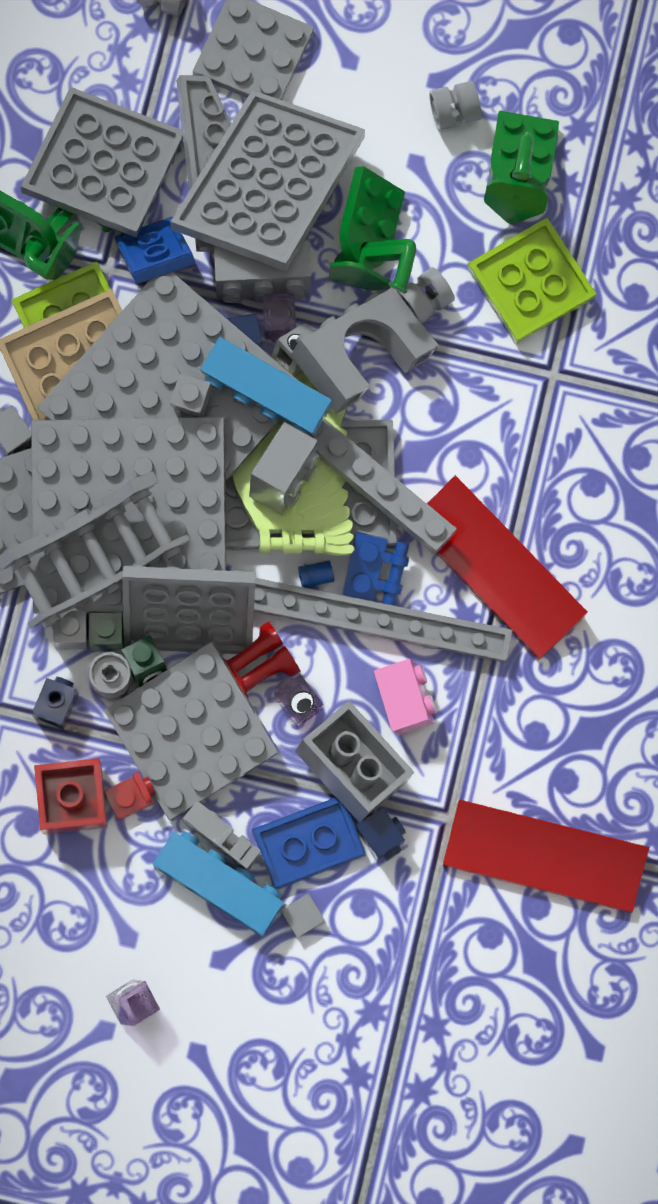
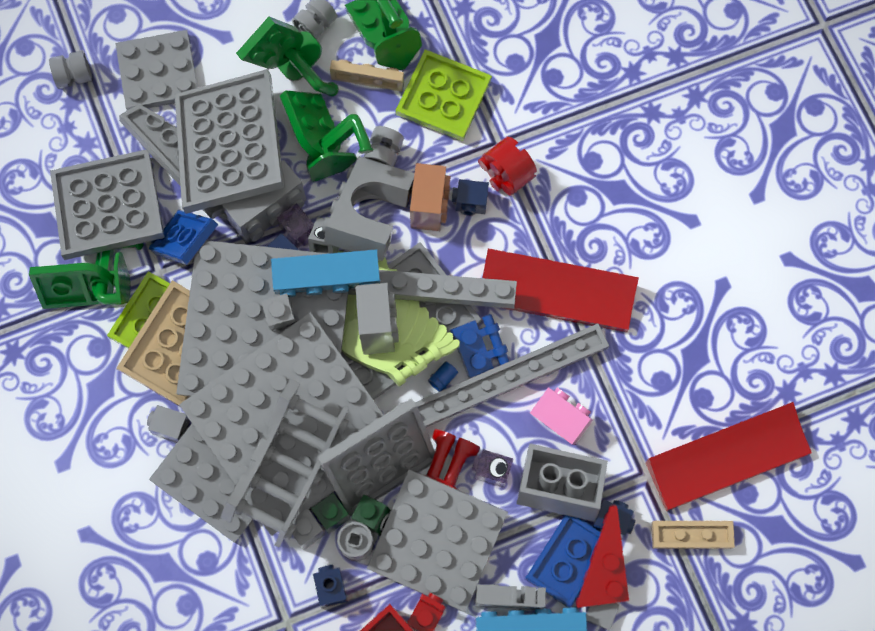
camera: 30 degrees left, 5 degrees down
(331, 881) = (606, 576): none -> red wing
(404, 128) = (289, 50): none -> green plate
(433, 379) = (429, 197): none -> nougat brick
(449, 905) = (692, 535): none -> tan plate
(466, 203) = (367, 75): none -> tan plate
(479, 409) = (470, 197): none -> dark blue brick
(539, 403) = (508, 166): none -> red brick

